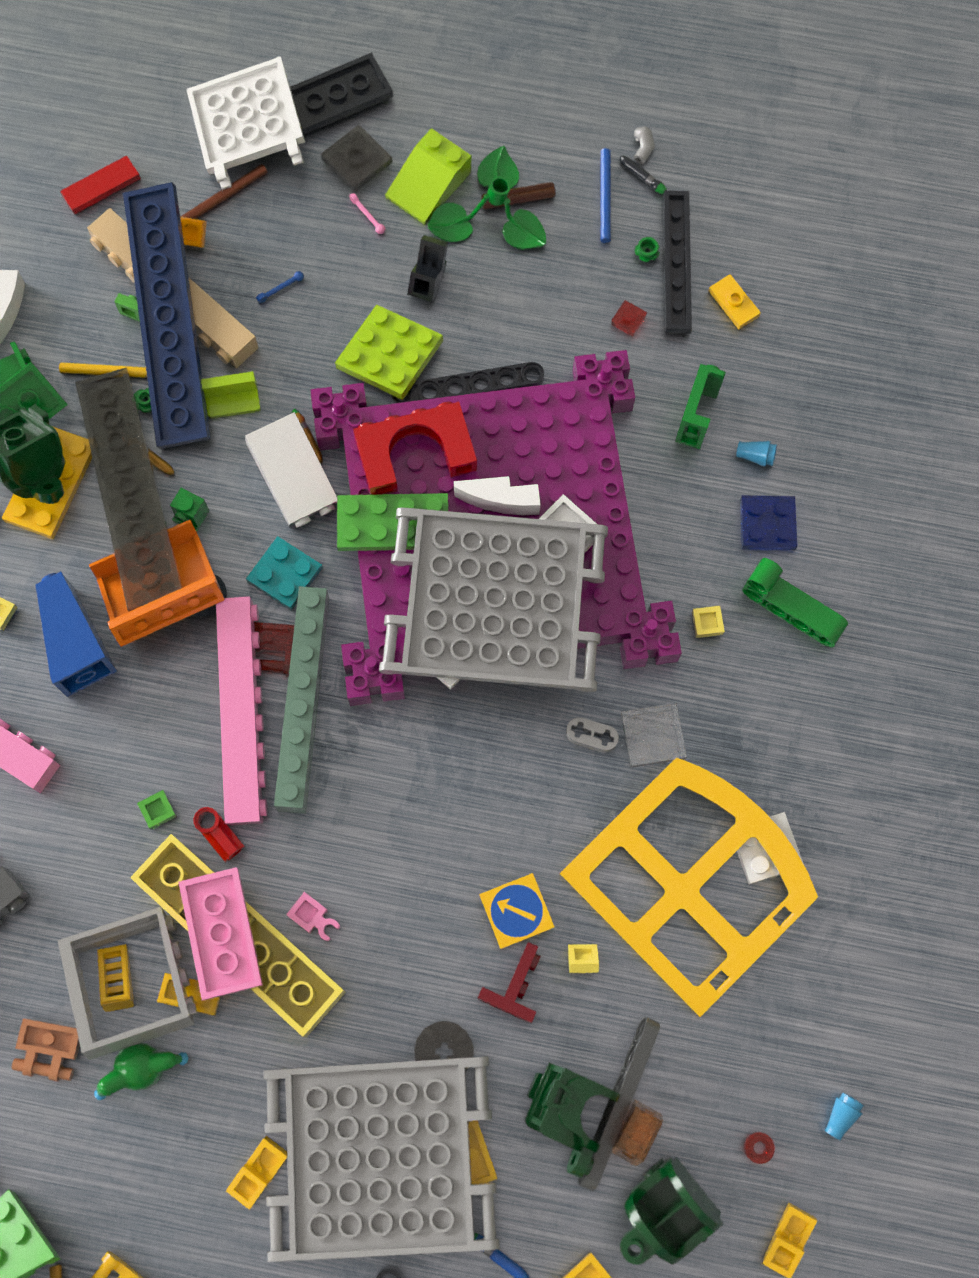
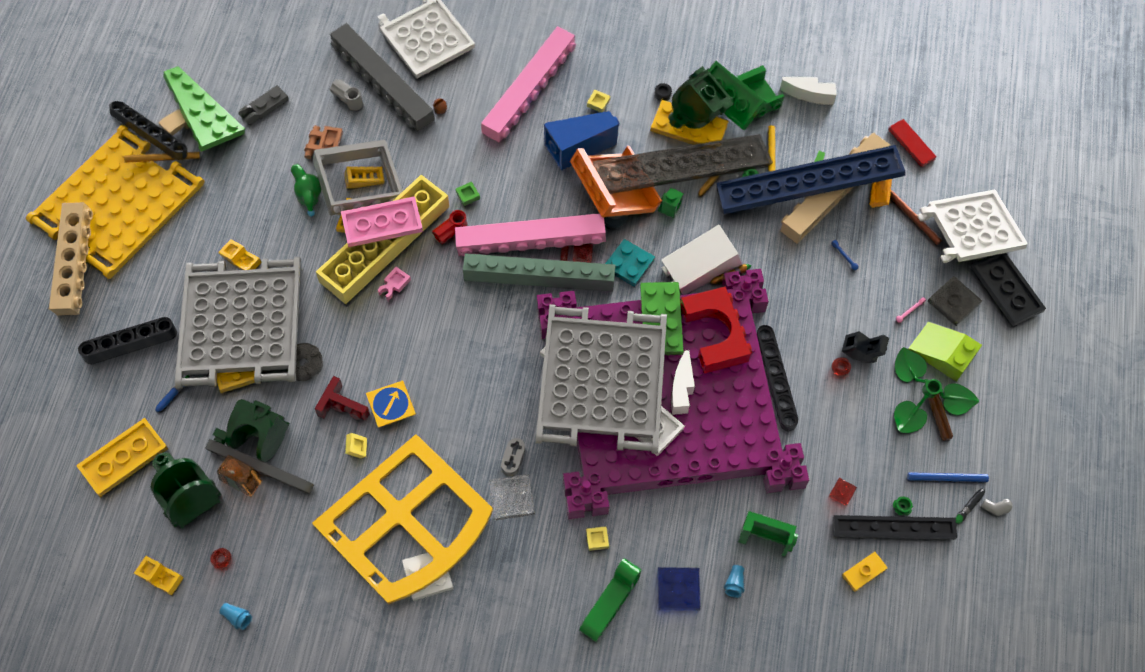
camera: 90 degrees right, 10 degrees down
(231, 395) = (757, 226): lime panel -> none
(389, 351) = (798, 323): lime plate -> none
(452, 298) = (841, 362): none -> clear red plate

